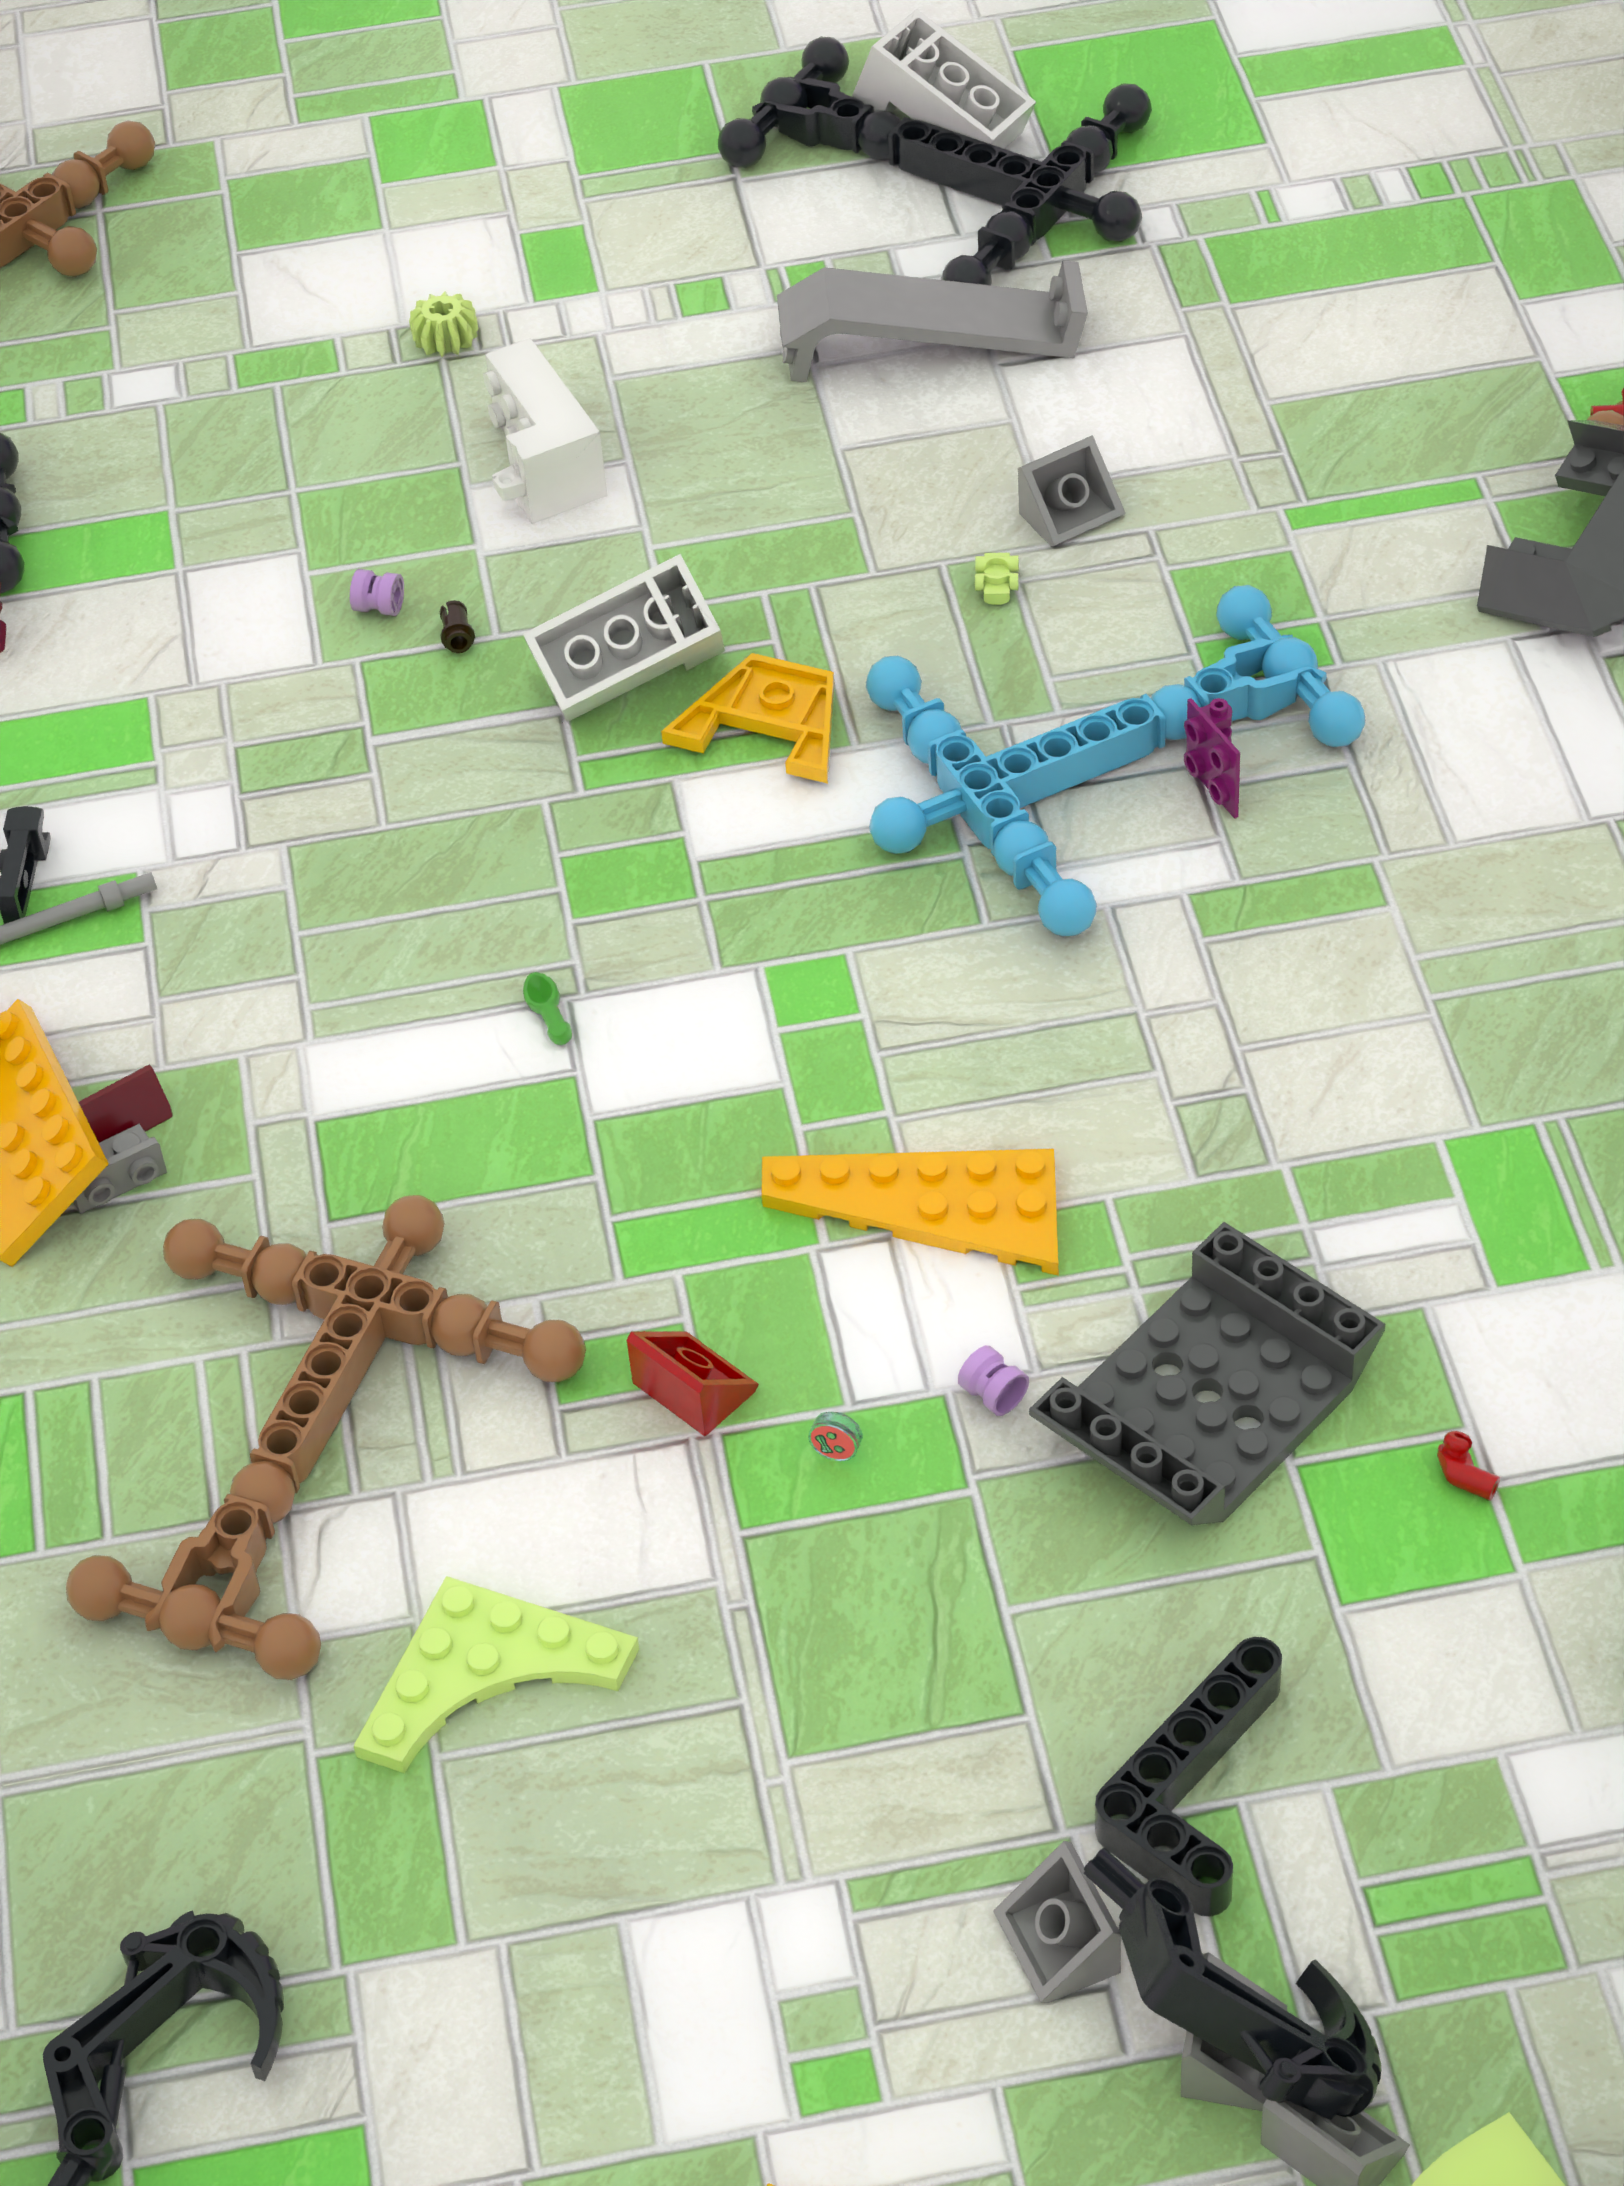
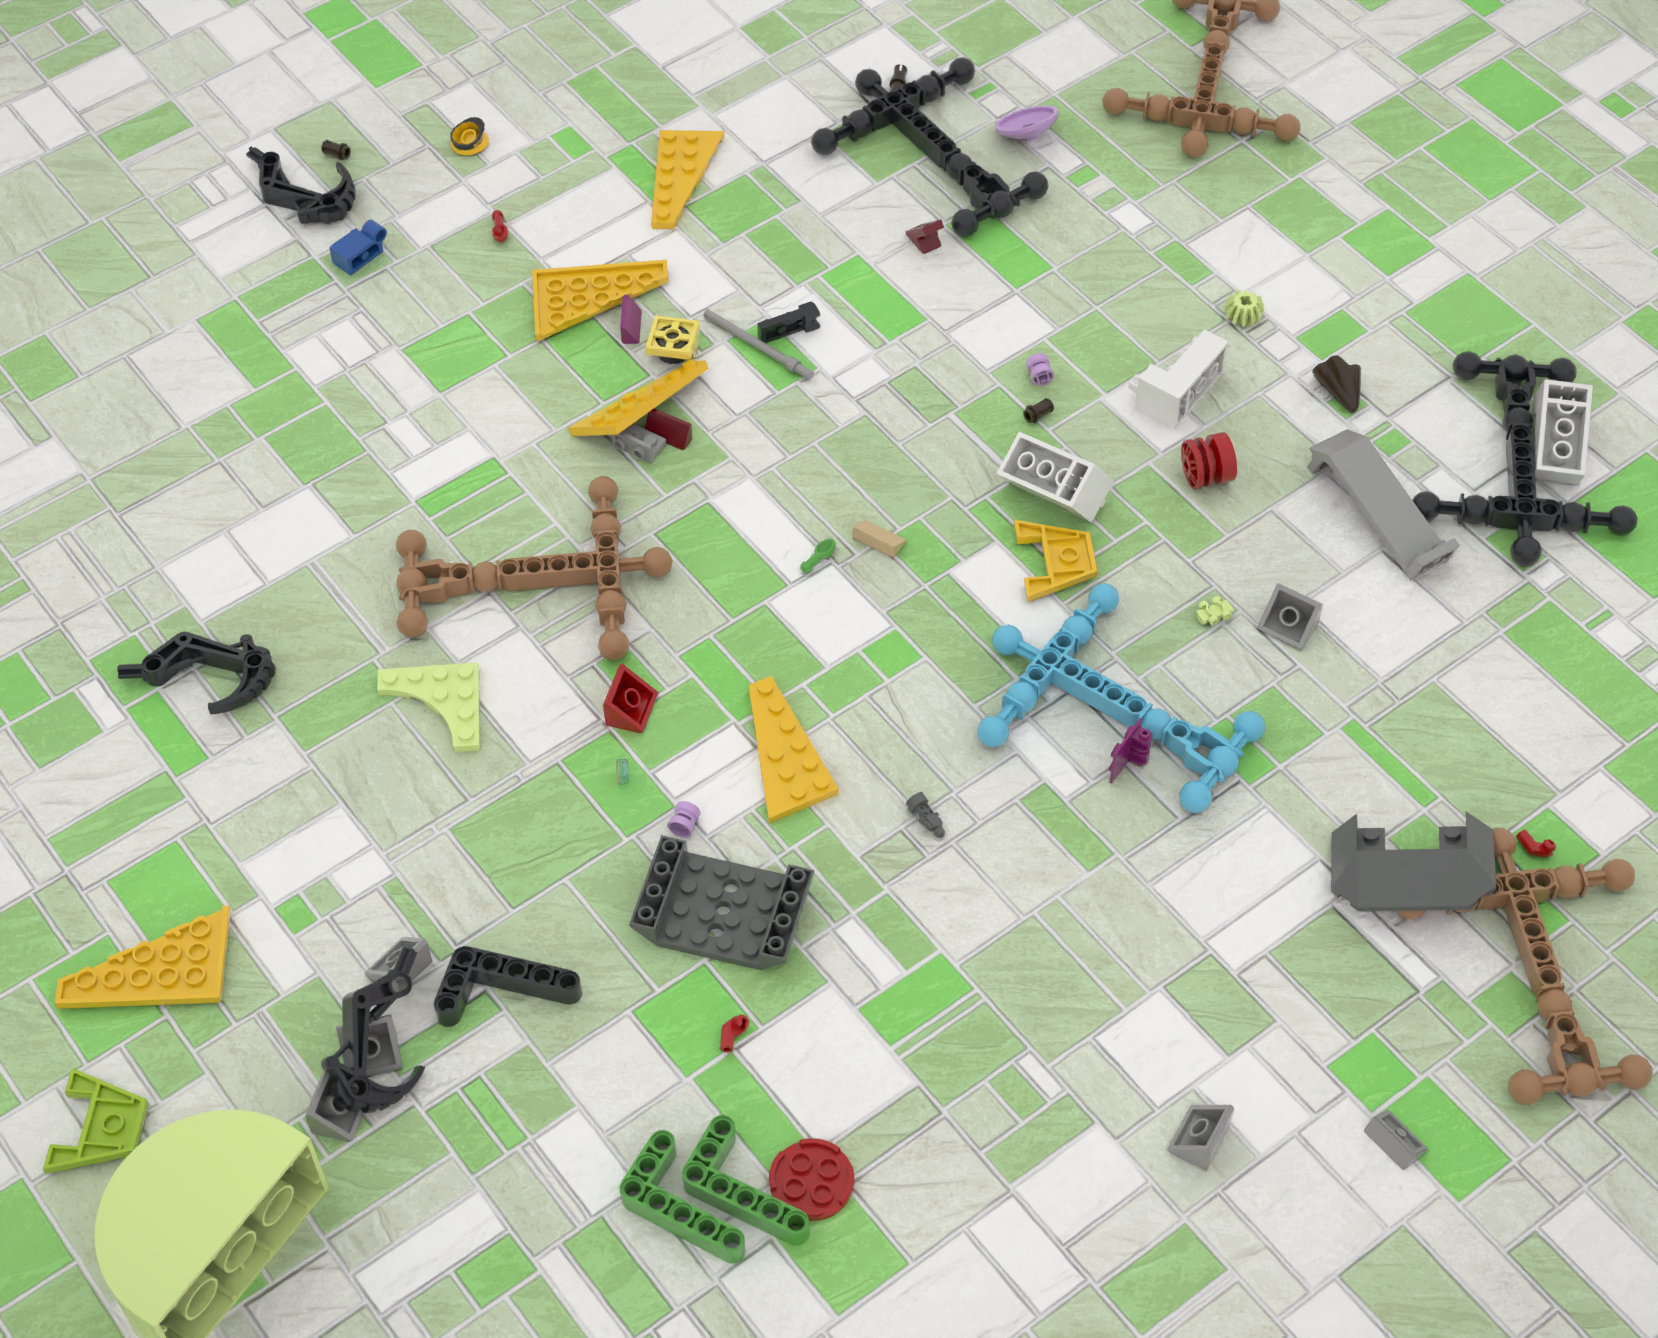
camera: 60 degrees right, 5 degrees up
(568, 918) = (878, 538): none -> tan slope
(671, 276) = (1341, 381): none -> dark brown hat
(721, 461) = (1209, 460): none -> red wheel
(1147, 1056) = (919, 804): none -> dark grey piece

